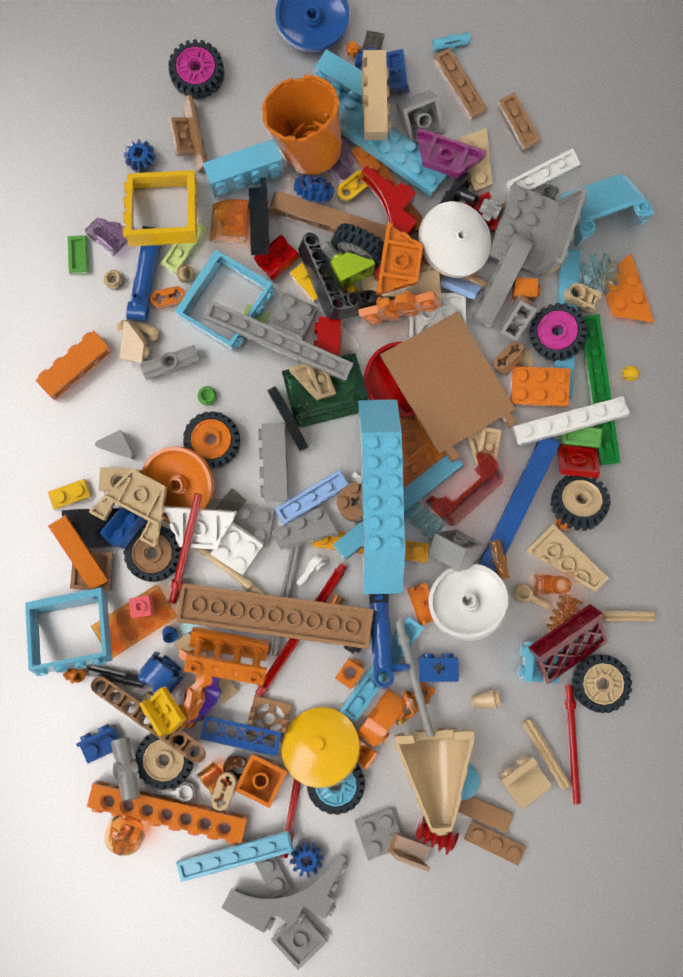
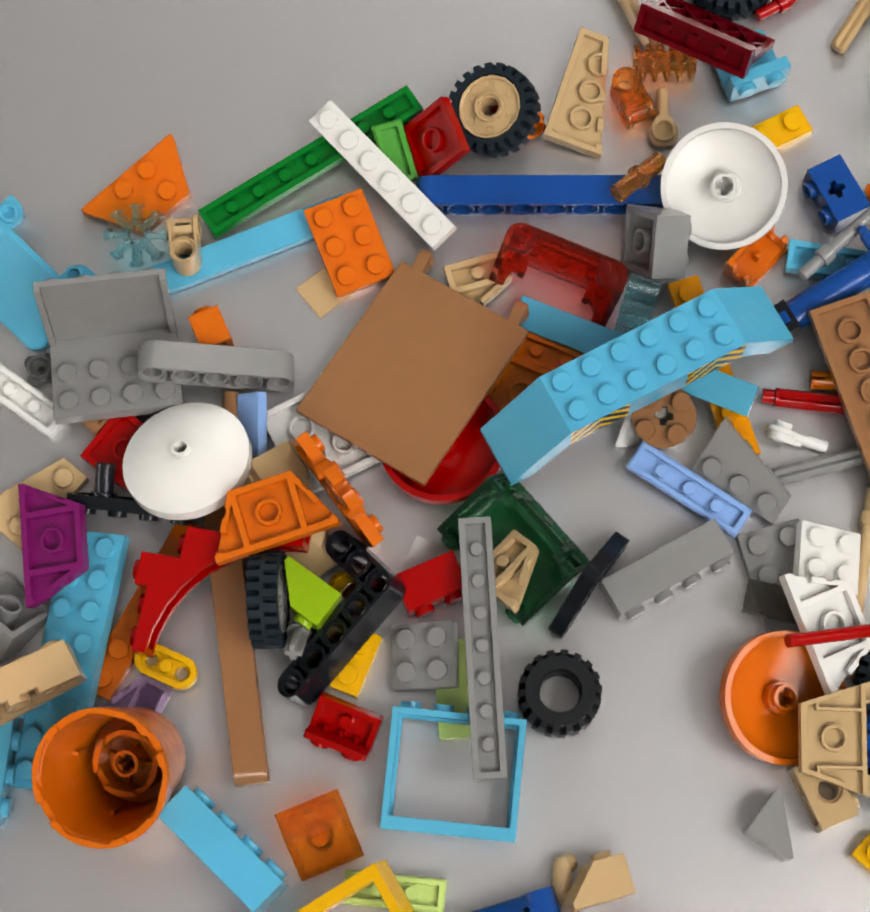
camera: 110 degrees left, 10 degrees down
(158, 365) = (580, 794): light grey piece -> none
(167, 293) = (486, 877): orange beam -> none
(184, 273) = (440, 863): tan plate -> none
(207, 395) = (617, 728): bright green plate -> none
(216, 425) = (656, 685): wheel -> none
(237, 357) = (566, 666): none -> black tyre
(259, 219) = (294, 783): black fence -> none
(314, 188) = (204, 721): blue gear -> none
(487, 699) = (839, 110): tan cone -> none
(490, 208) = (111, 433): light grey gear -> none
(492, 658) = (785, 127): none -> yellow plate
(508, 357) = (324, 313): medium nougat beam -> none
(518, 317) = (263, 316): light grey brick -> none
(554, 318) = (255, 227): wheel -> none
(630, 373) = (264, 131): yellow plate -> none

